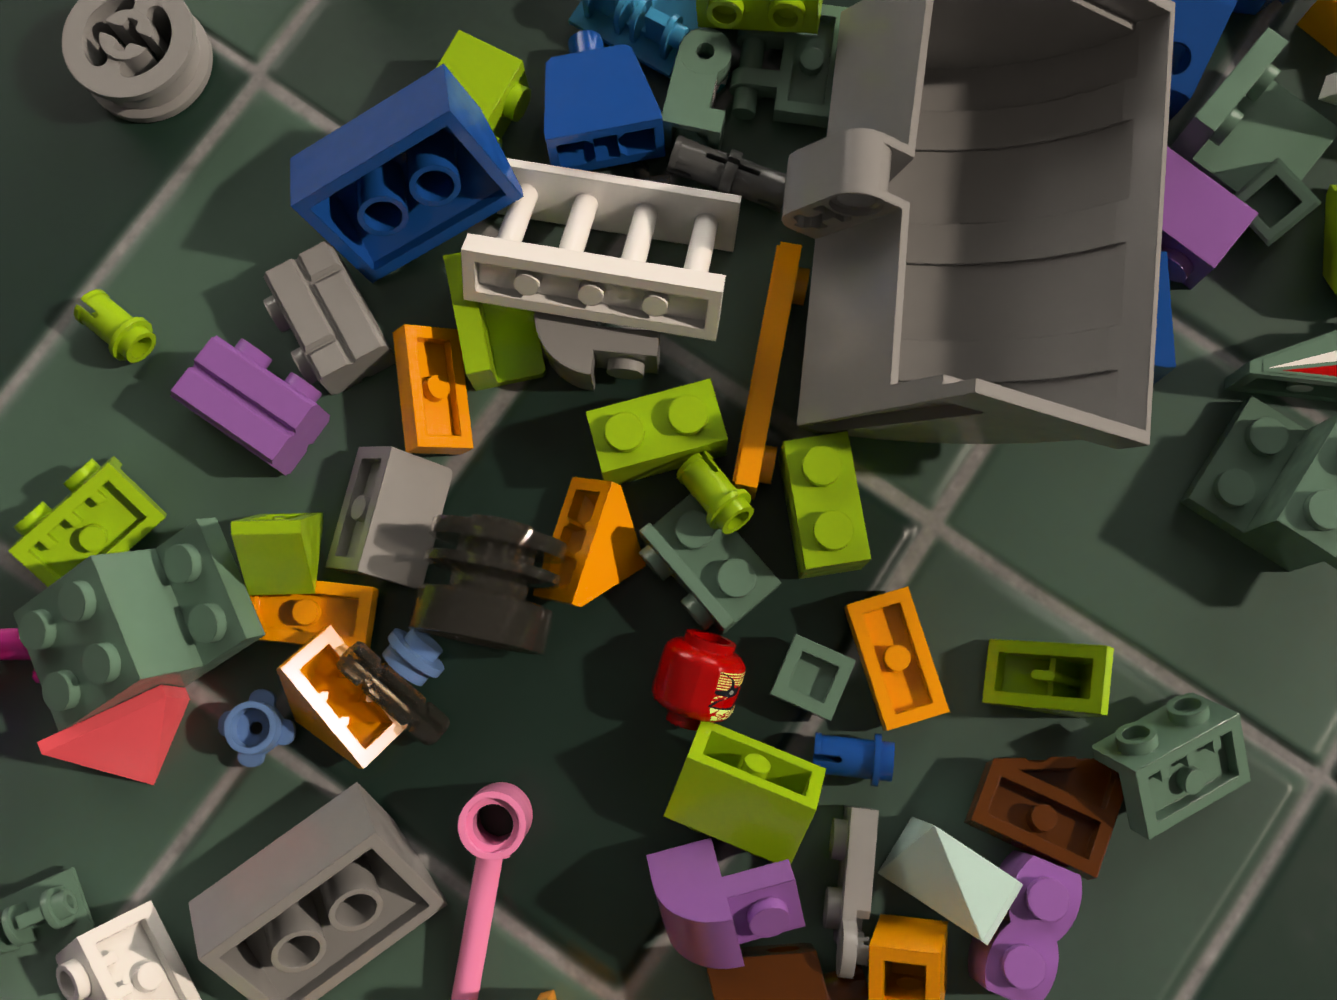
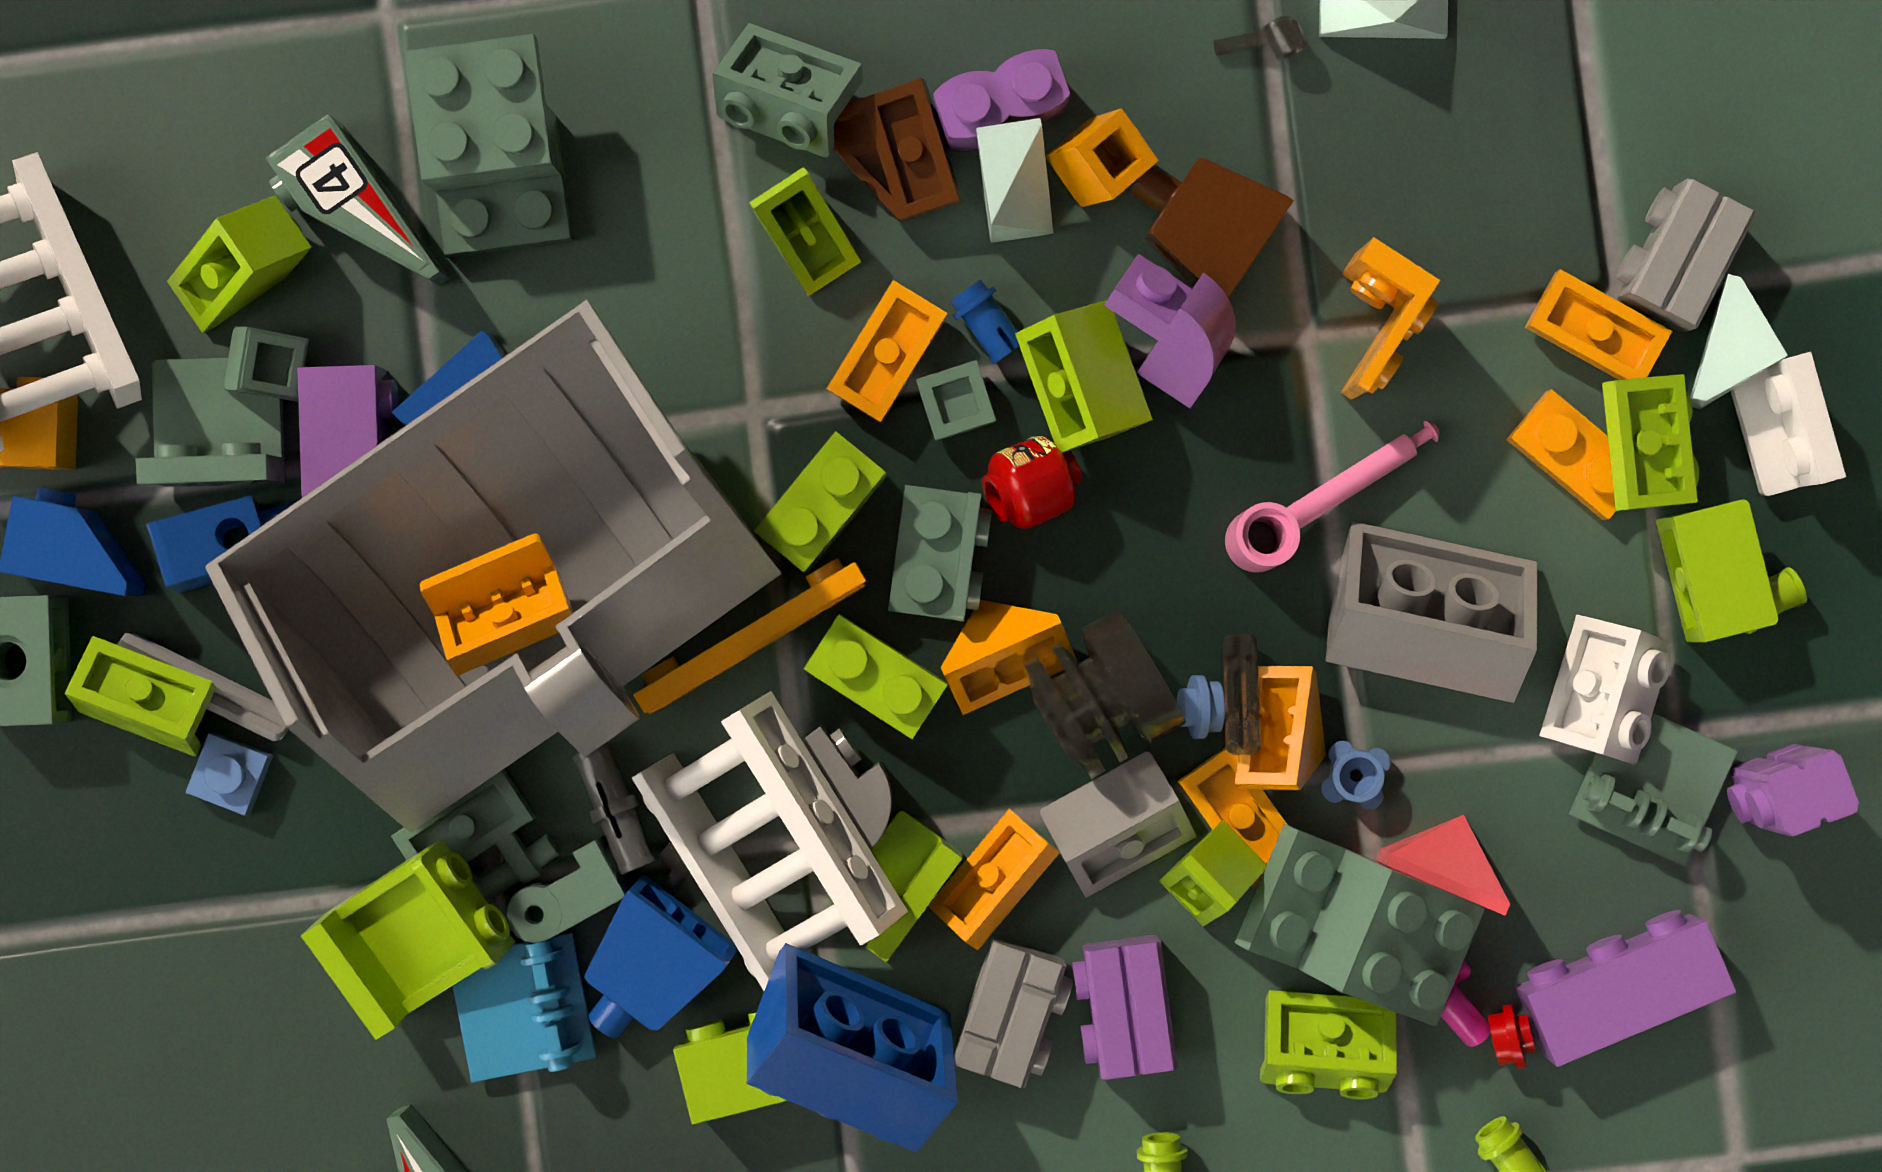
camera: 140 degrees left, 10 degrees up
(724, 503) = (884, 590): lime pin -> none
(846, 906) = (1094, 235): light grey hinge -> none
(958, 200) = (497, 603): none -> light orange bracket

